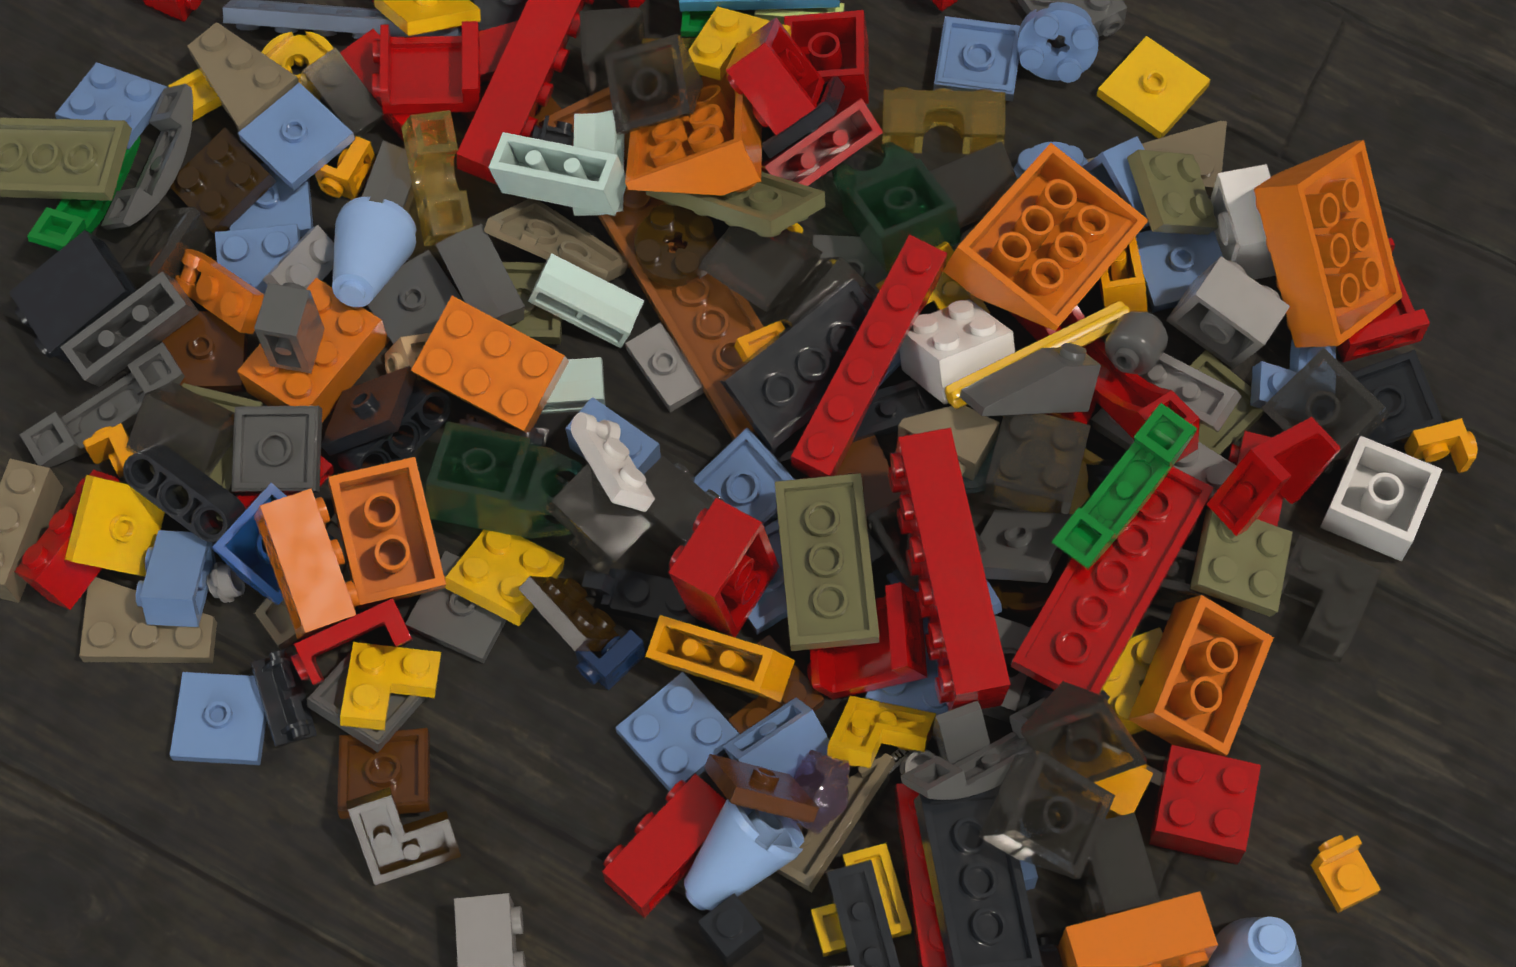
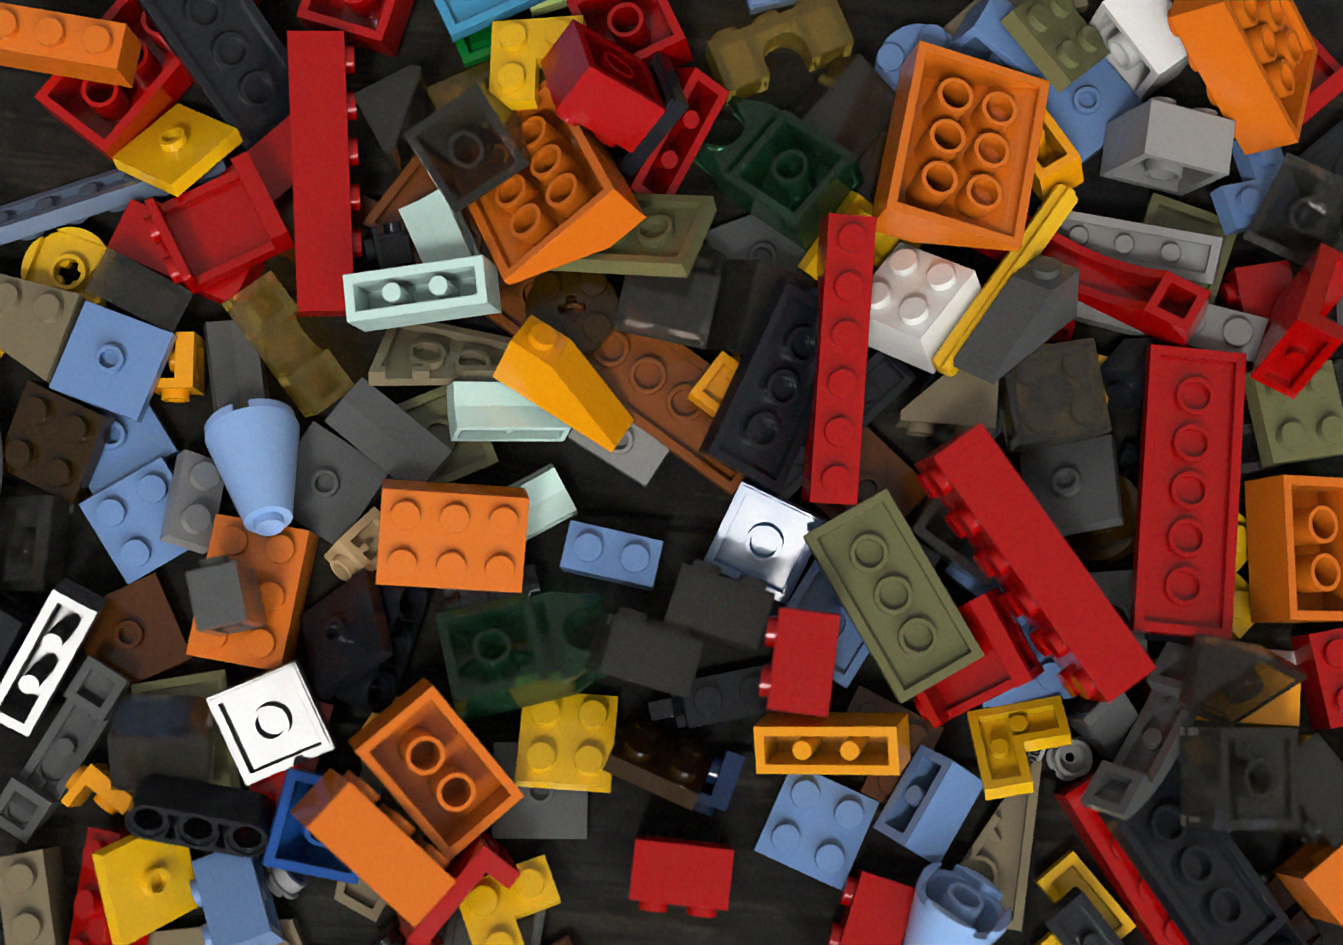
camera: 30 degrees left, 15 degrees up
(220, 291) = (119, 569): orange plate -> none
(543, 708) = (681, 874): none -> red brick
(611, 461) = (637, 598): white plate -> none
(637, 288) = (561, 381): none -> light orange slope
(761, 789) = (948, 874): reddish brown plate -> none
(826, 784) = (994, 840): hair -> none
(1126, 487) = (1168, 399): green slope -> none
(1136, 342) = (1098, 225): dark grey head -> none

